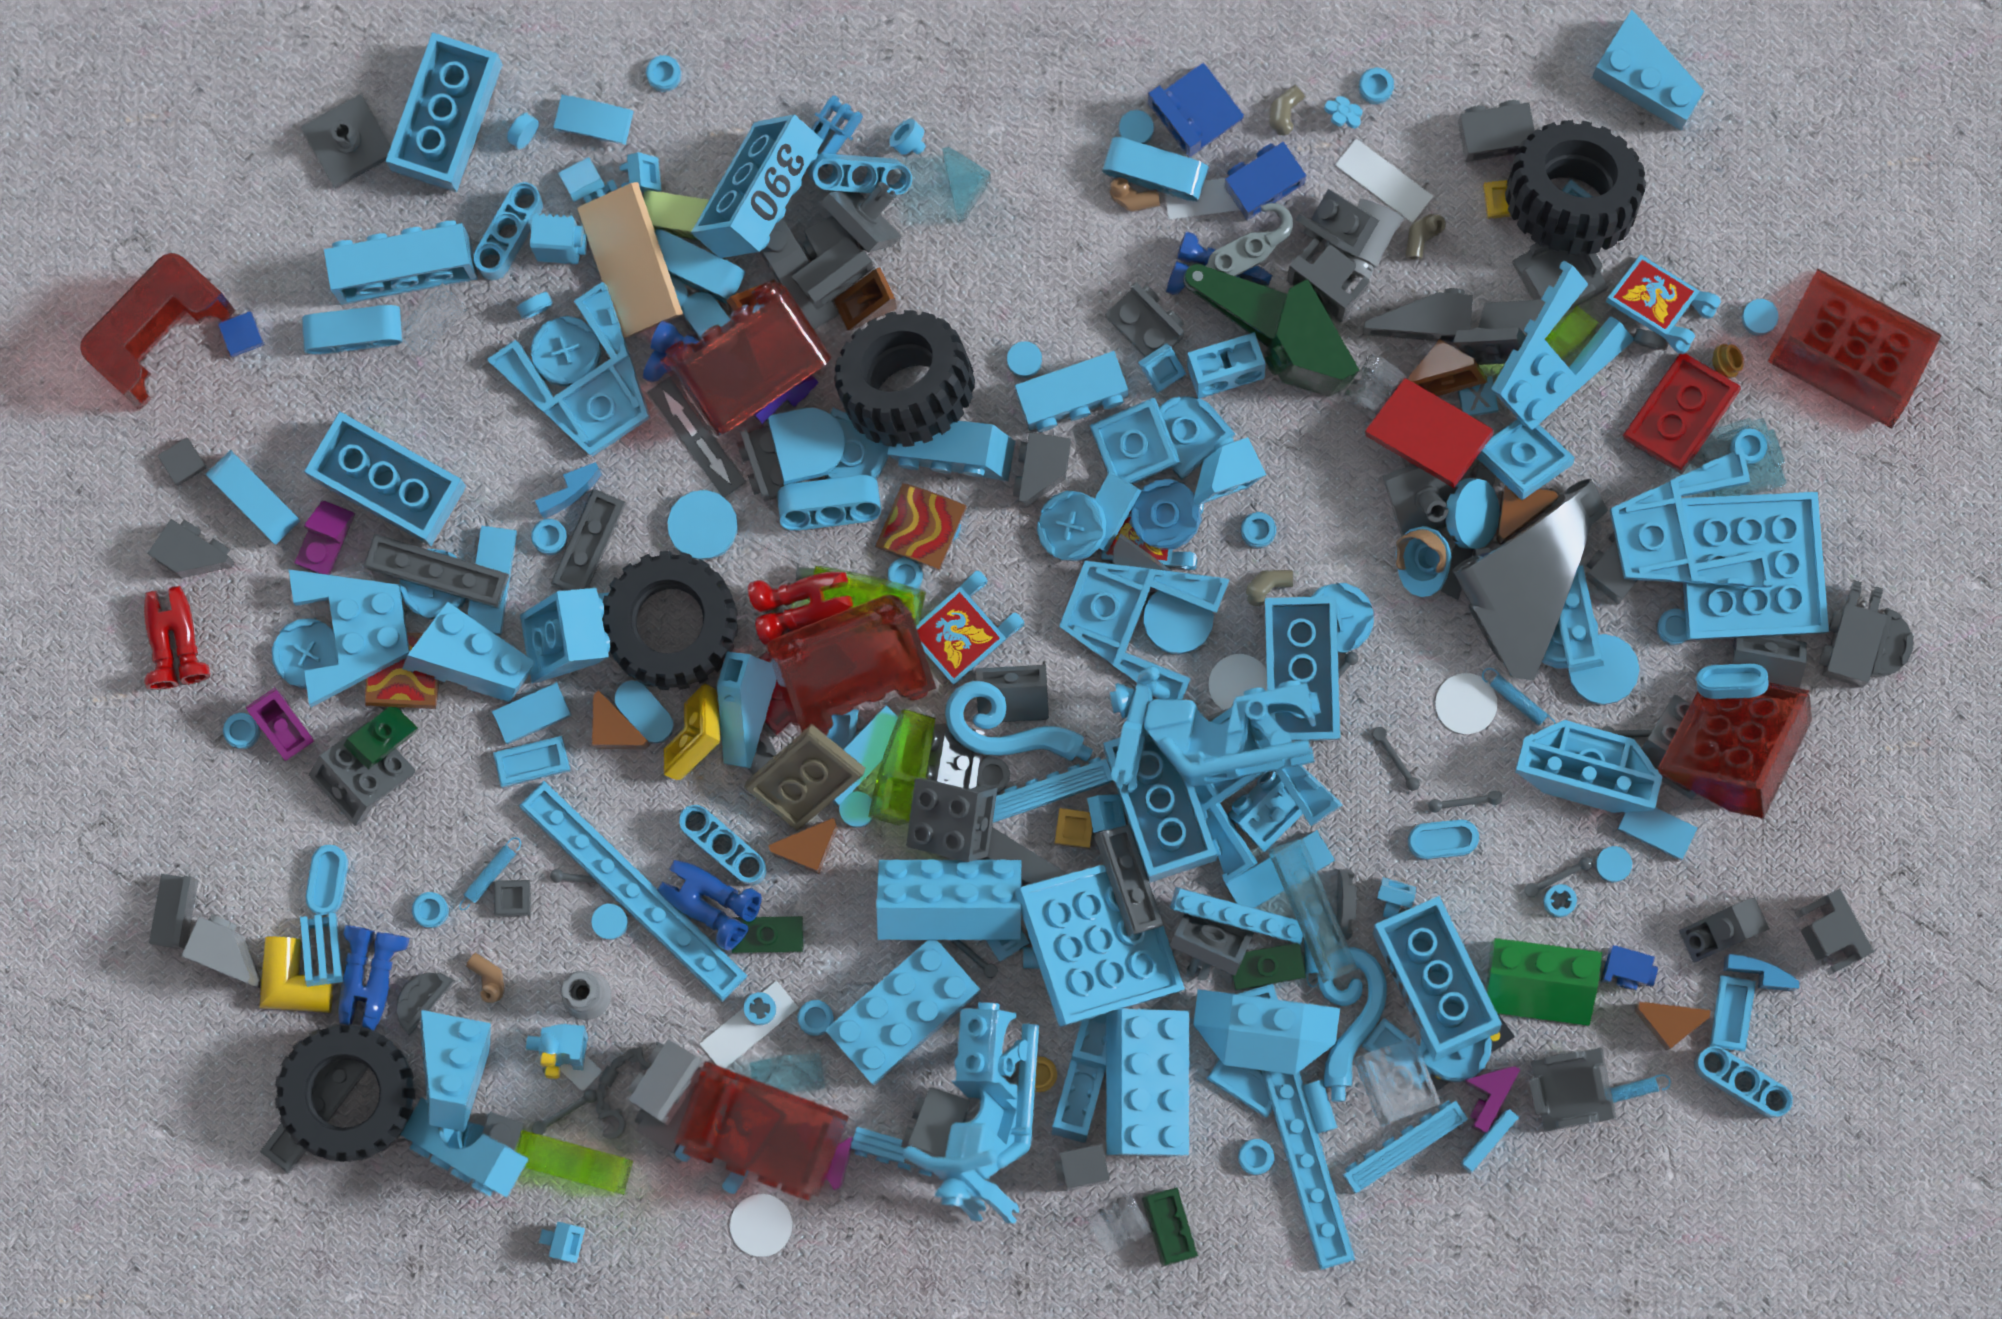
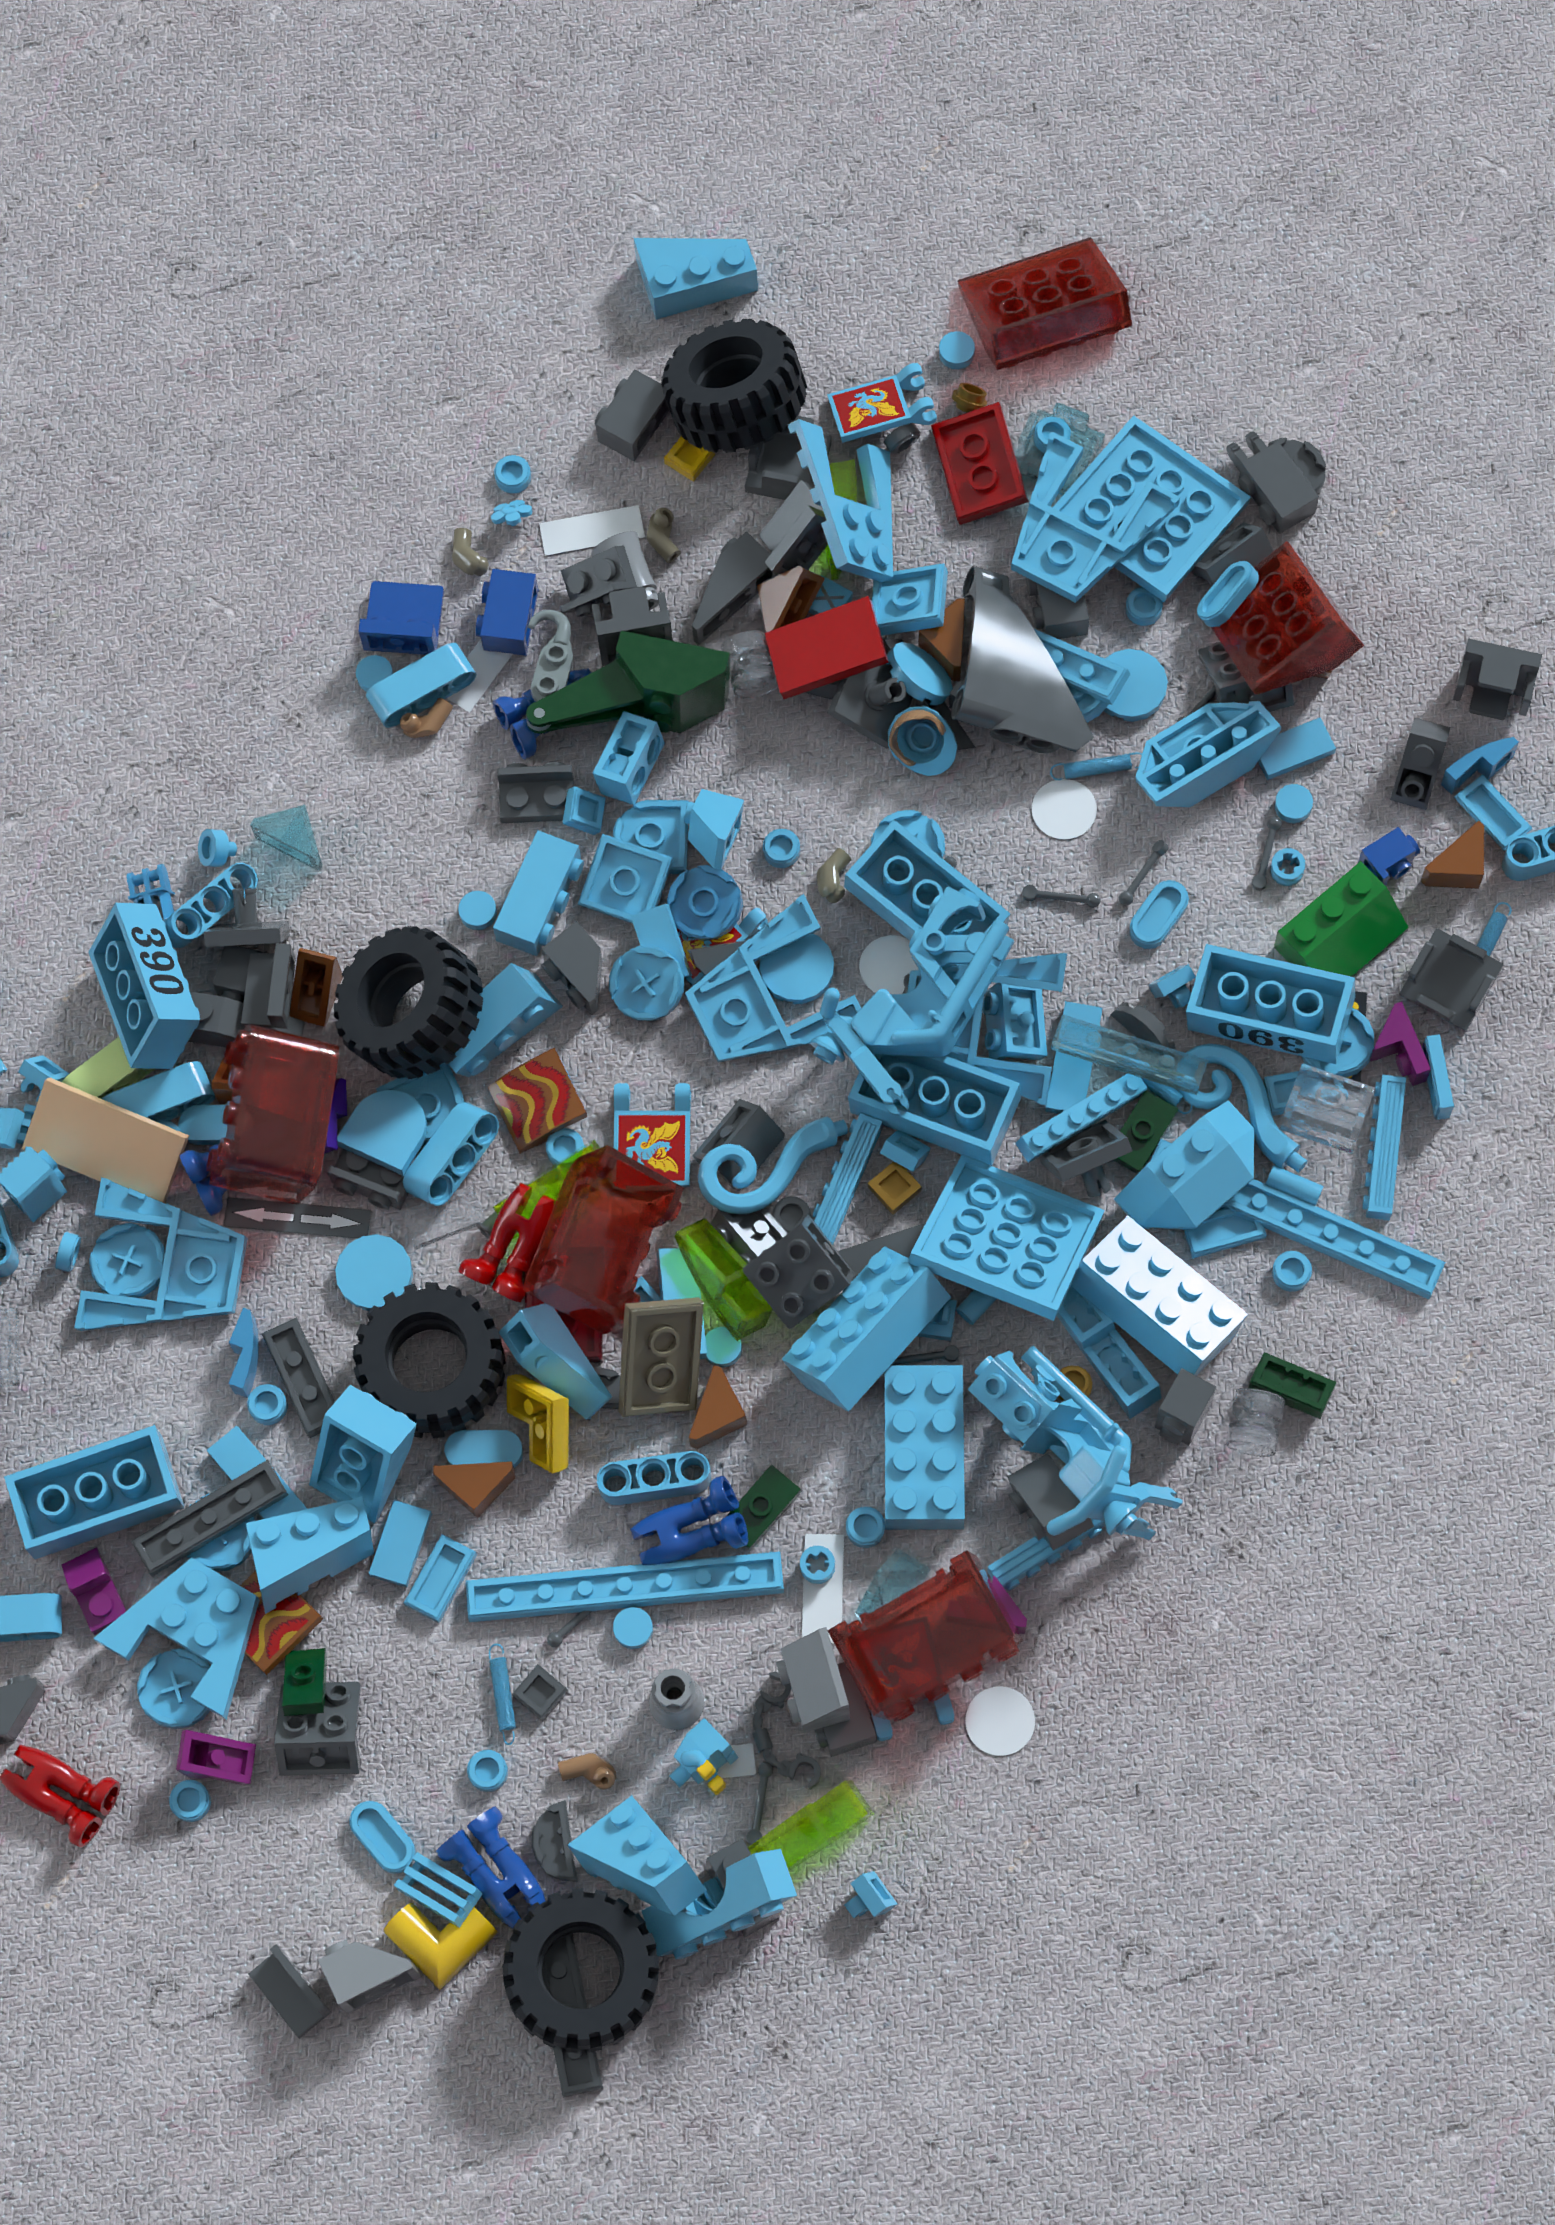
camera: 50 degrees left, 10 degrees down
(1128, 880) = (977, 1175): dark grey tile -> none

